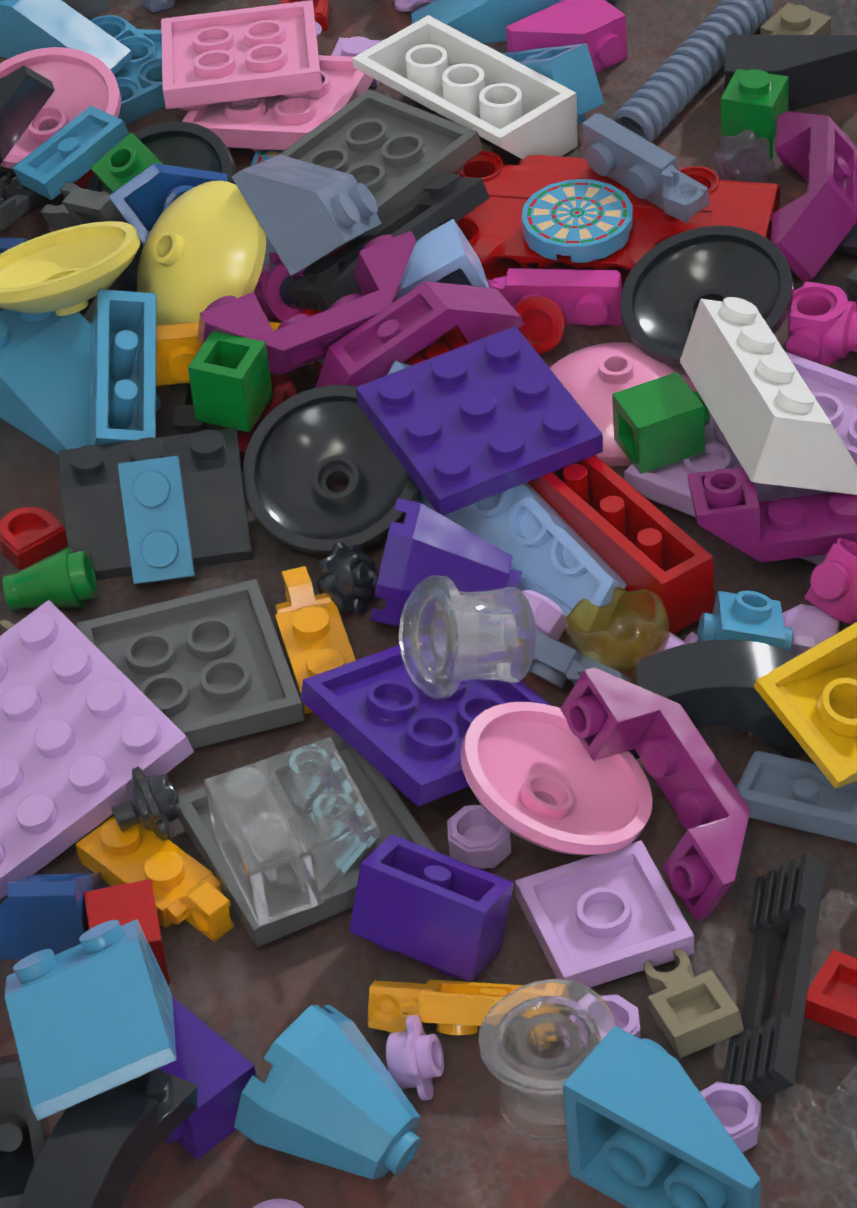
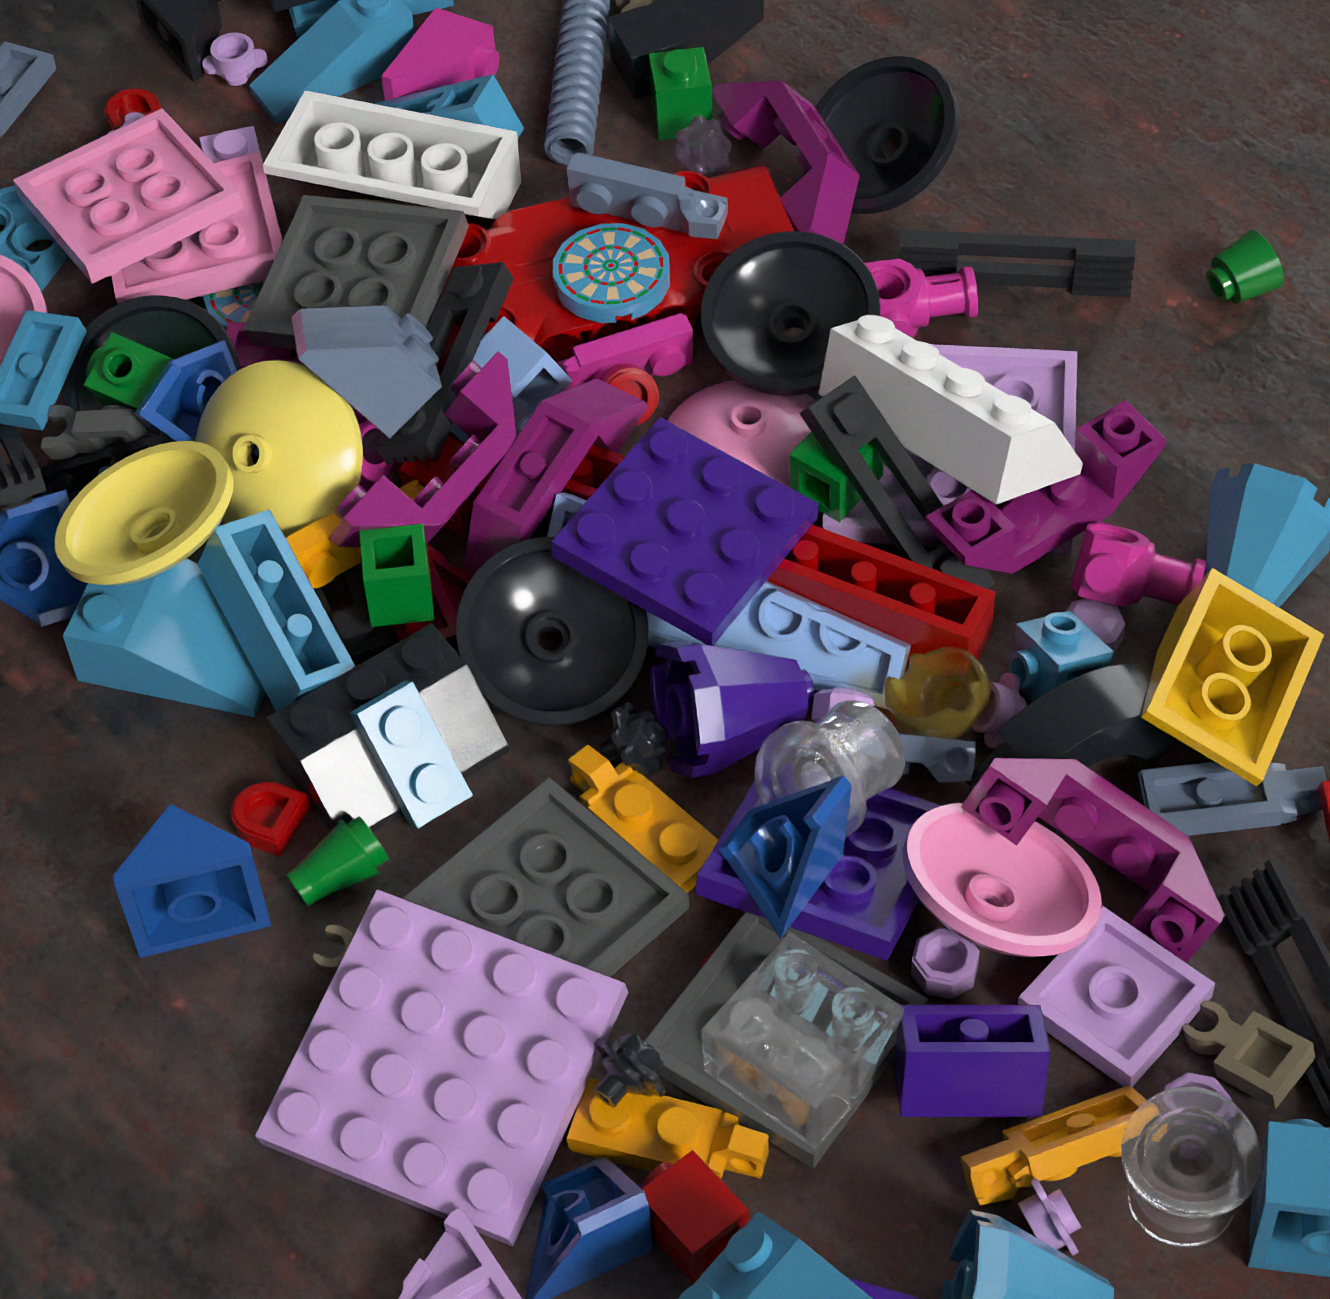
camera: 30 degrees left, 10 degrees up
(391, 686) = (790, 848): none -> blue slope
(671, 377) = (845, 423): none -> black container

